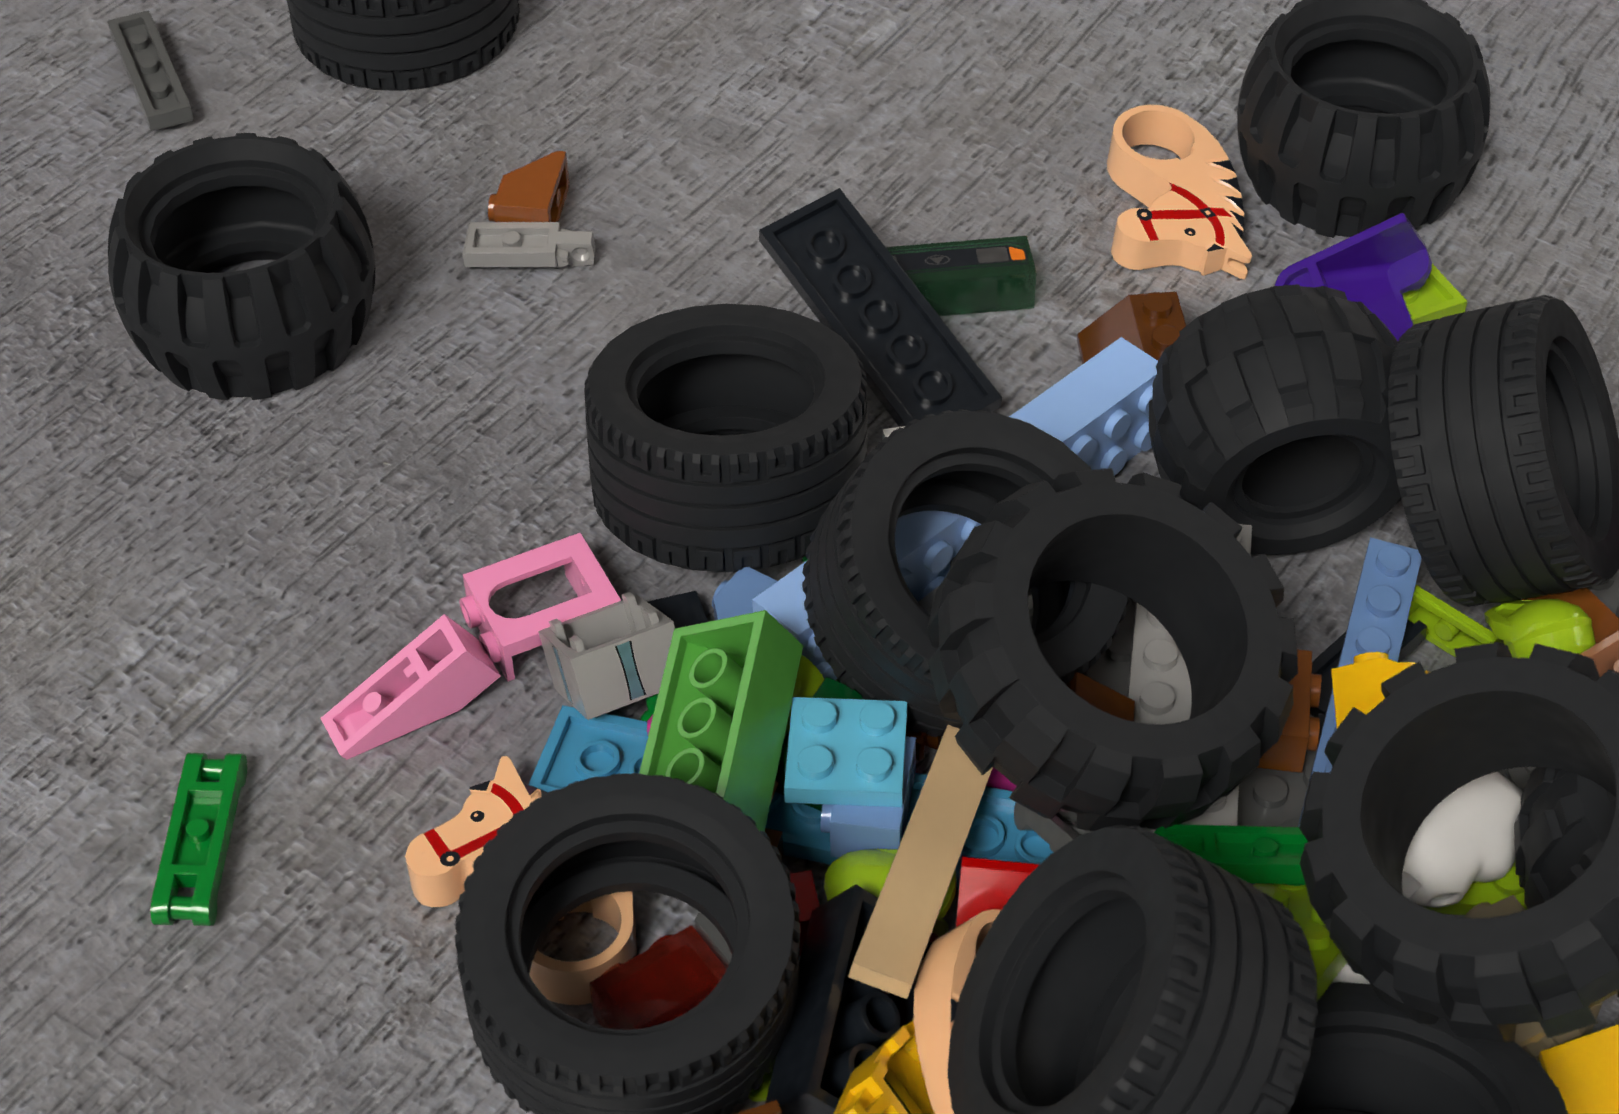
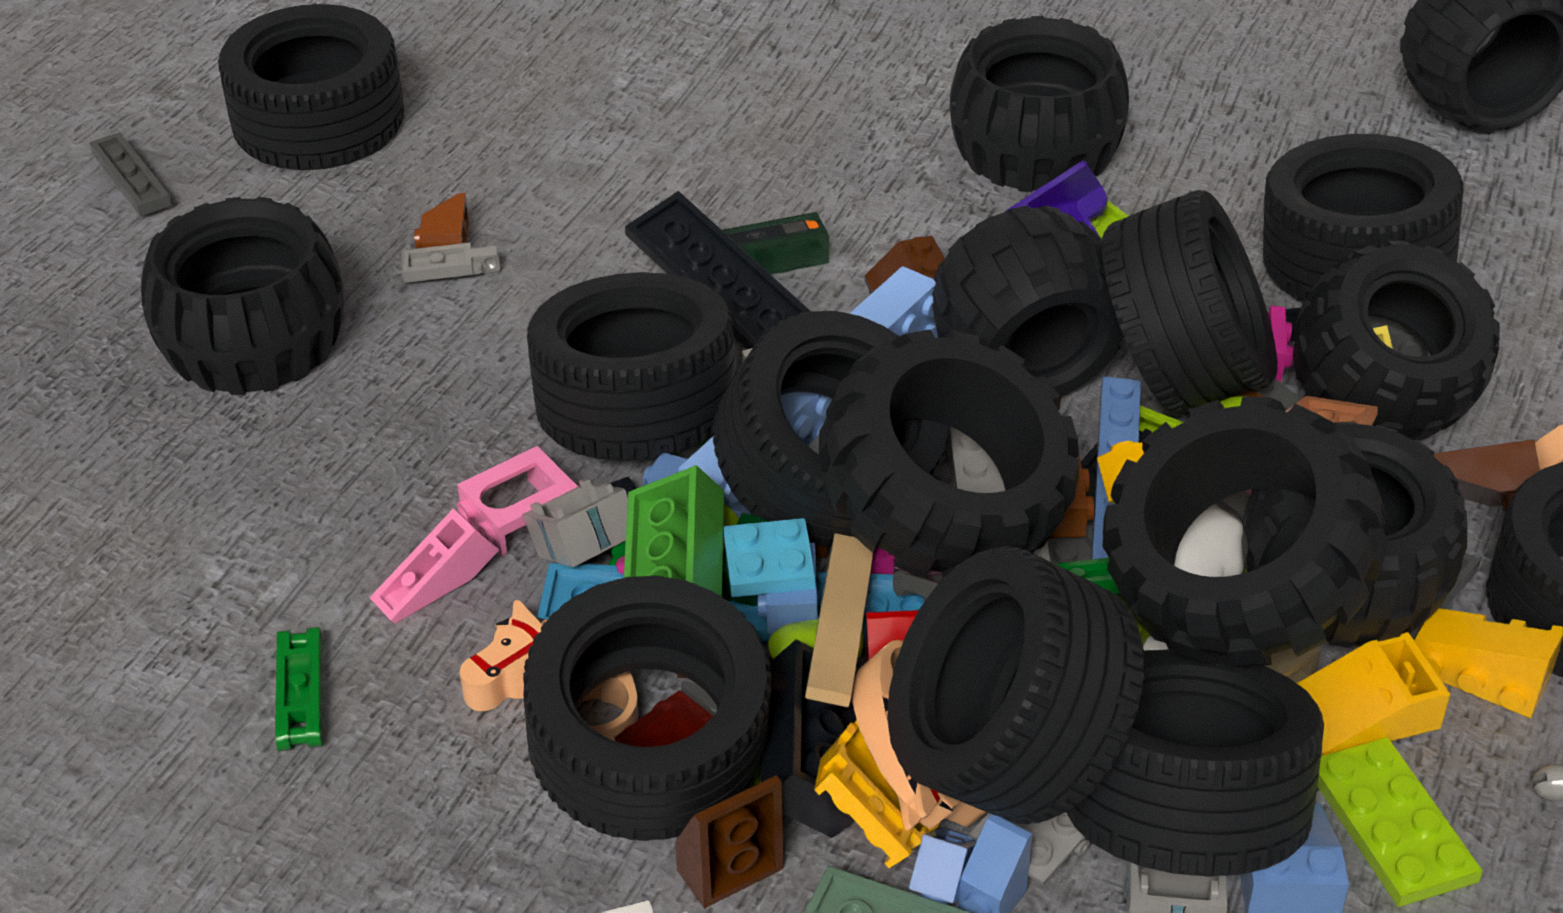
camera: 10 degrees left, 5 degrees down
(1191, 201) = (924, 179): light nougat animal -> none

